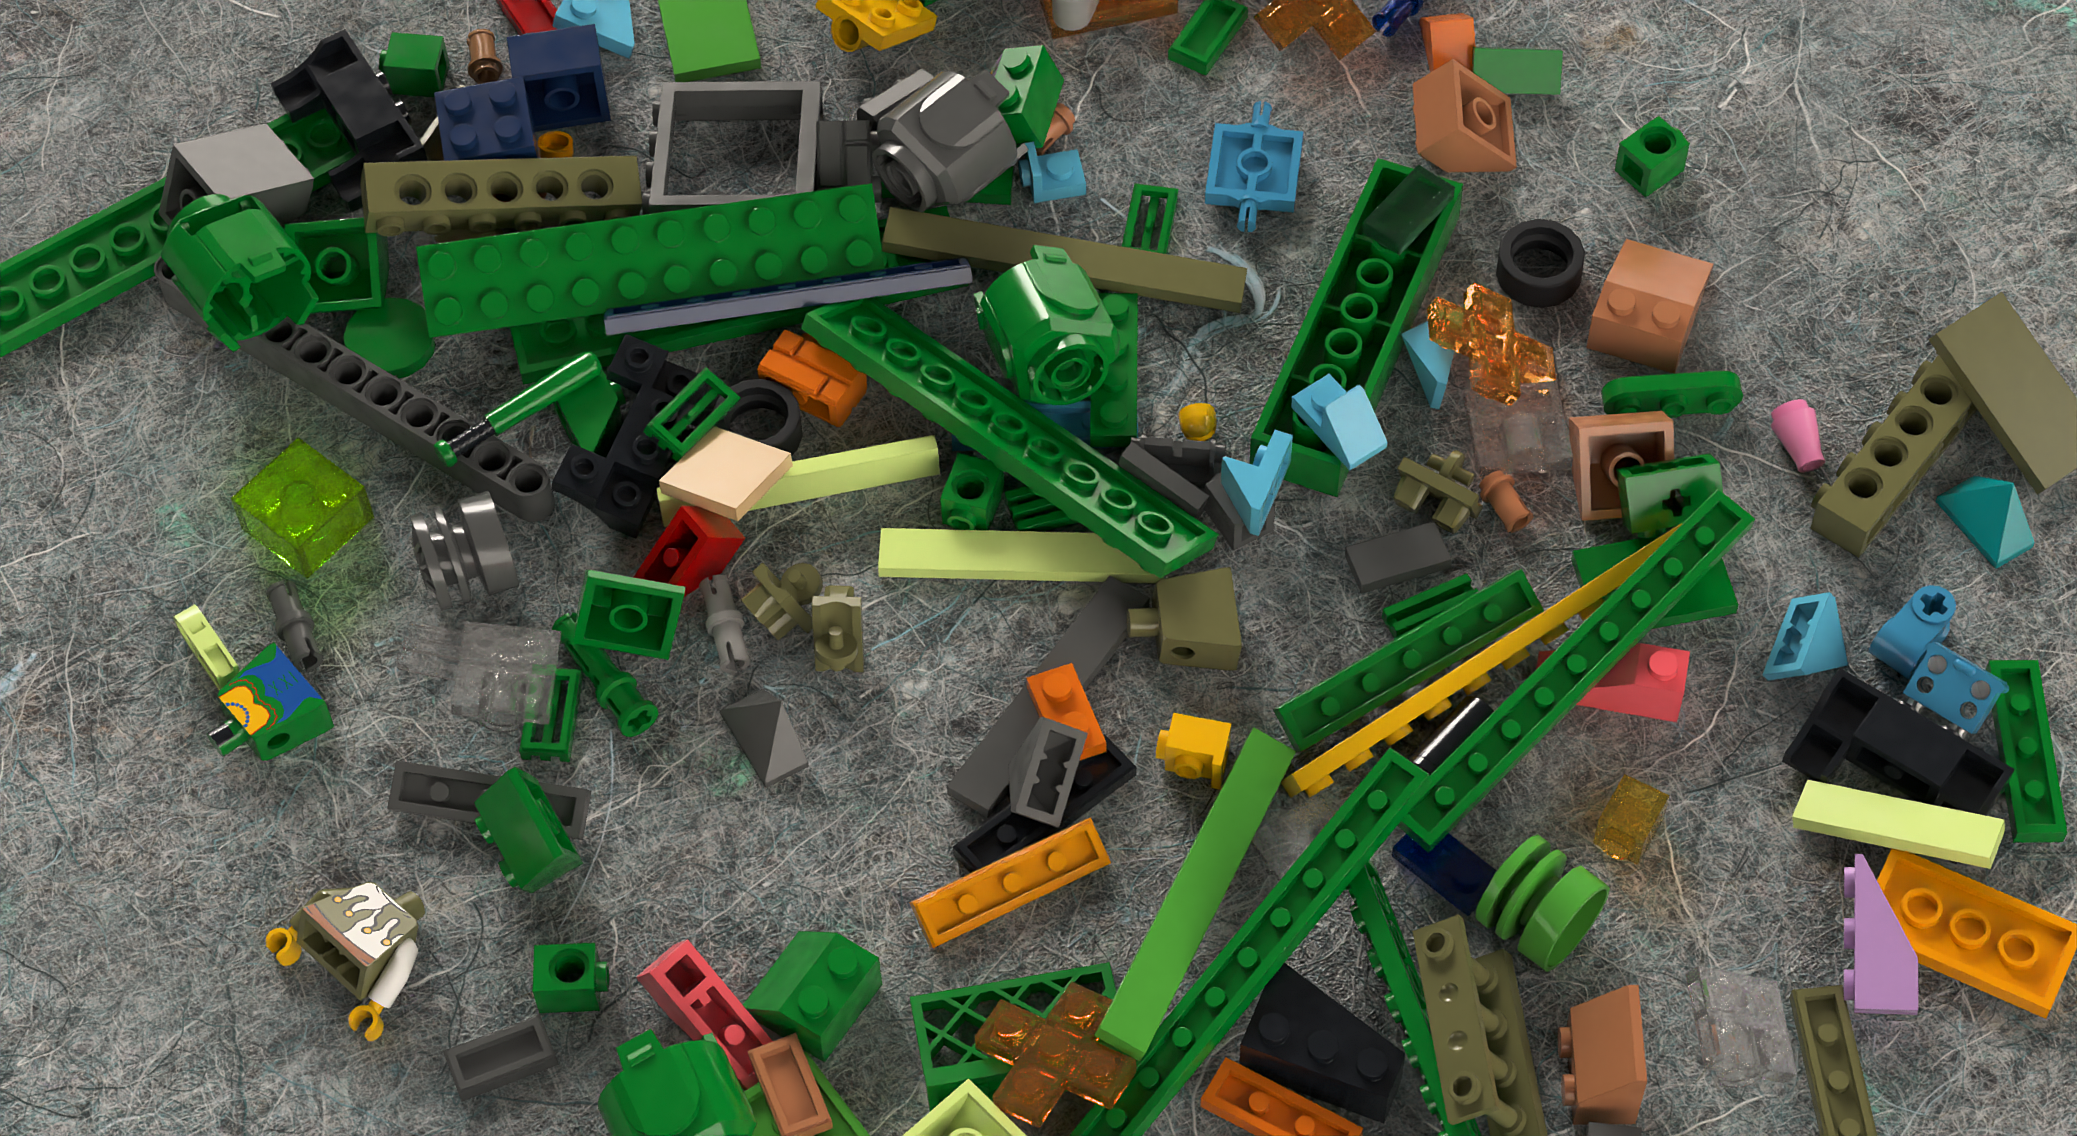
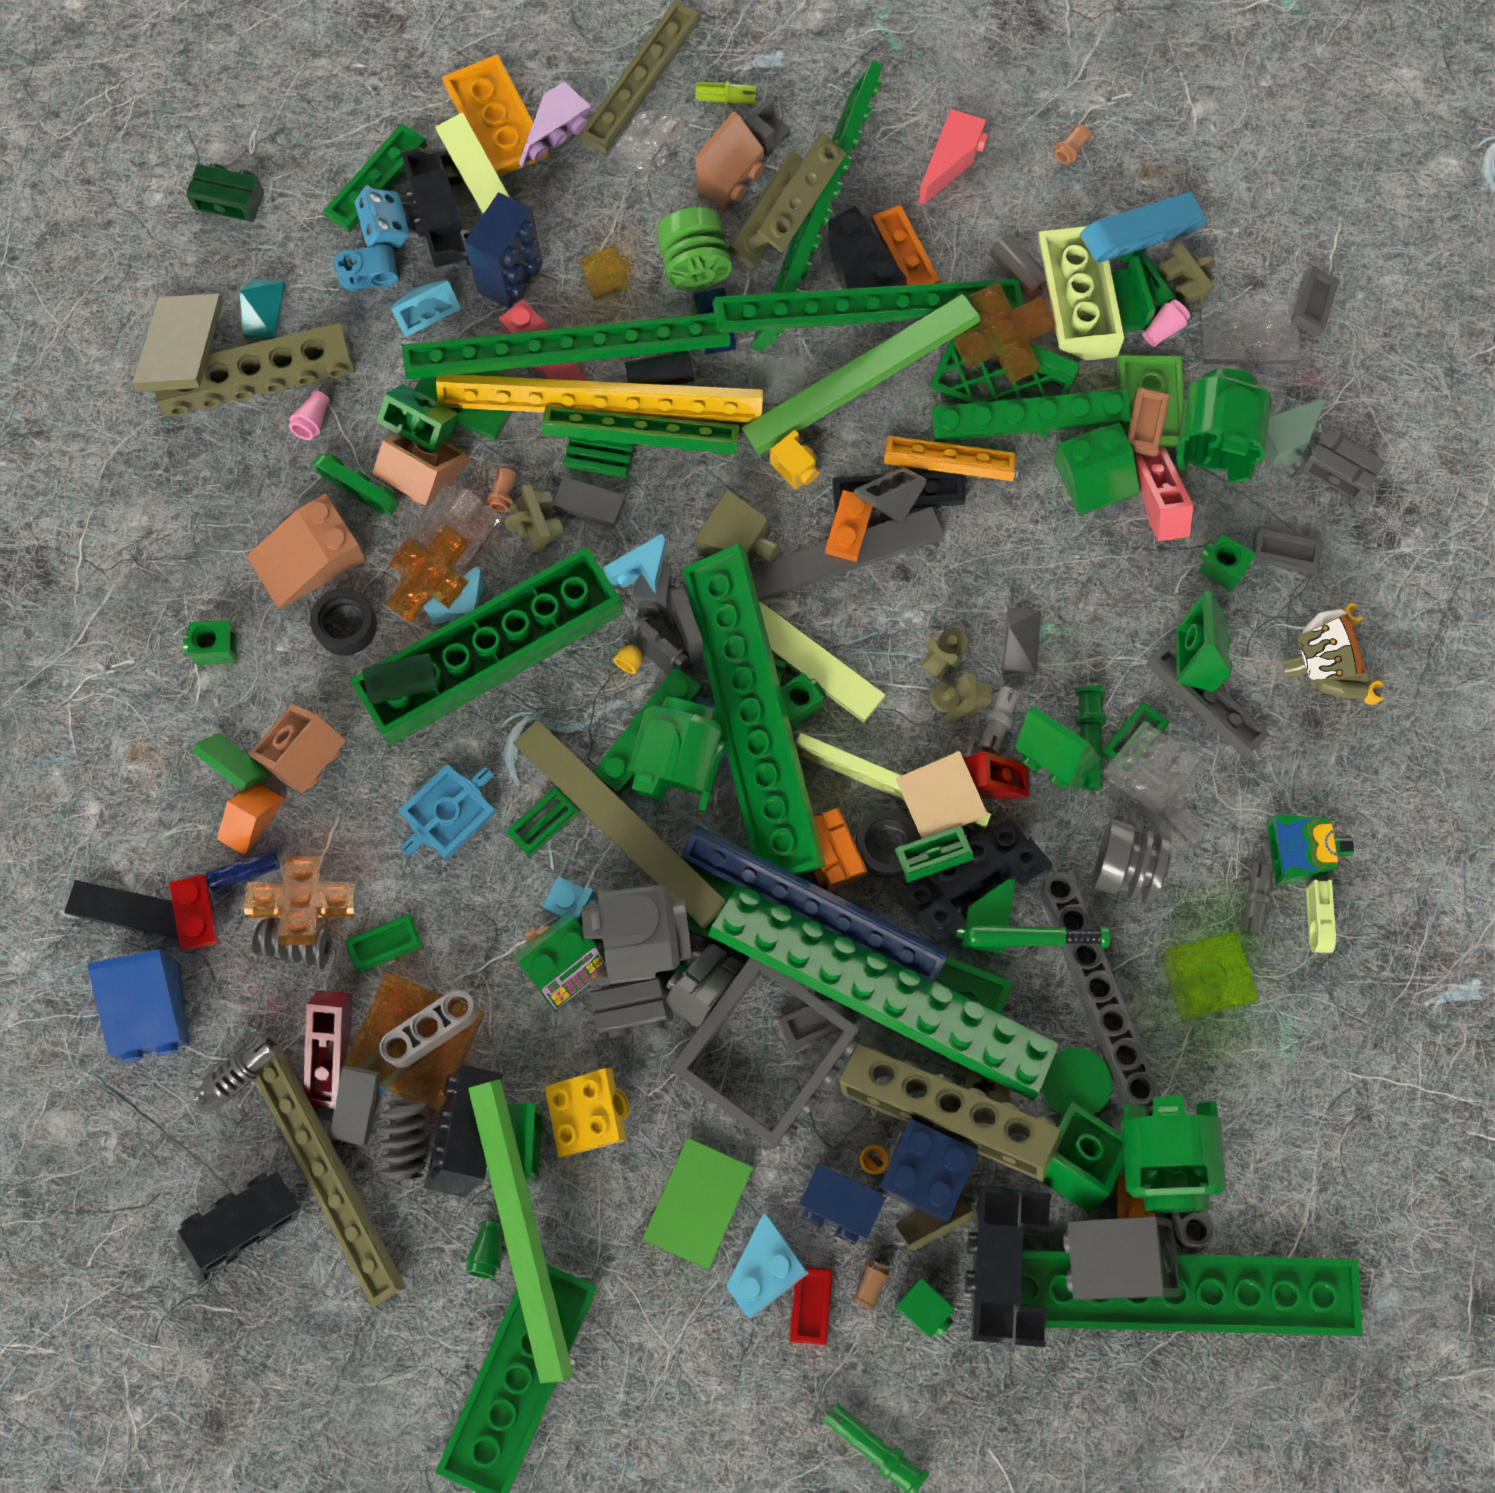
camera: 145 degrees left, 15 degrees up
(945, 999) = (1030, 415): none -> green plate
(1341, 420) = (564, 569): medium azure slope -> none
(1757, 720) = (504, 250): none -> dark blue brick

